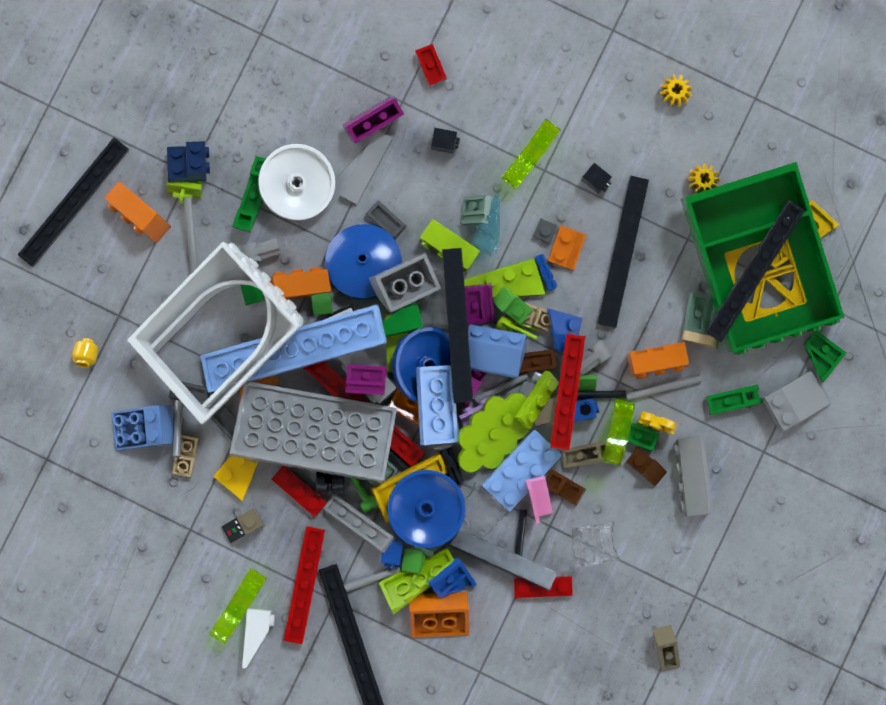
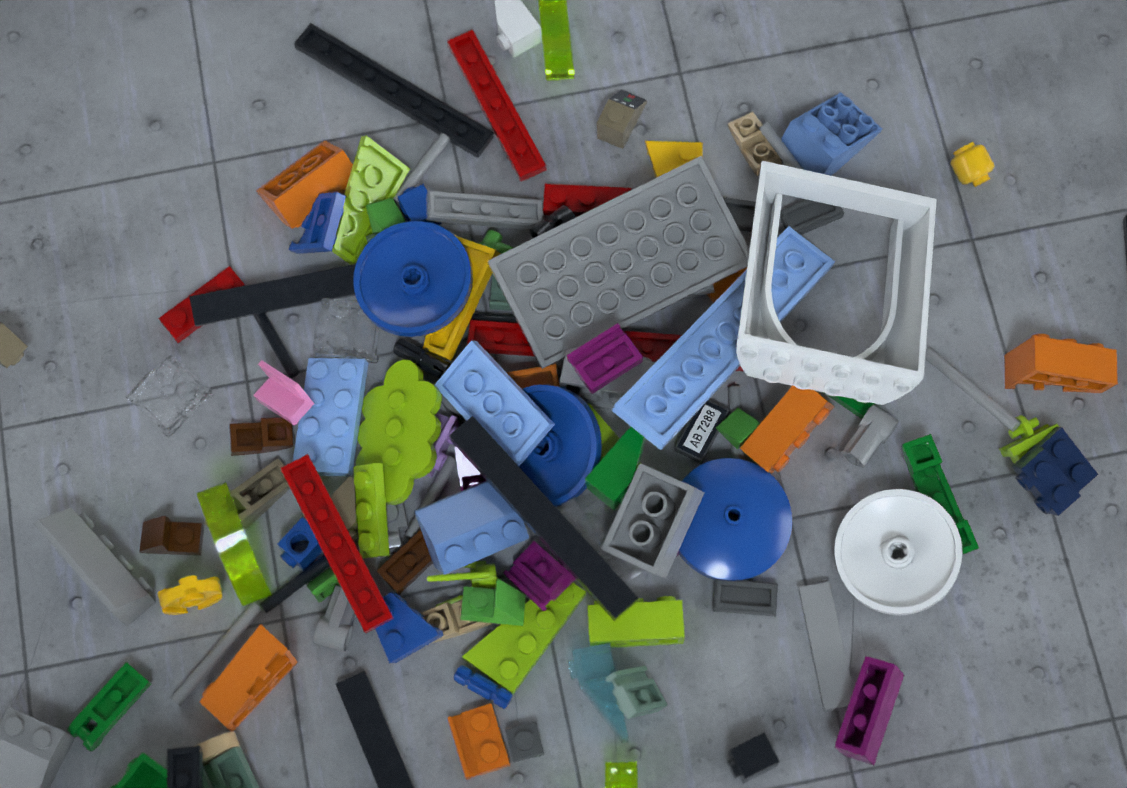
camera: 150 degrees right, 15 degrees down
(642, 437) = (201, 564): green plate -> none

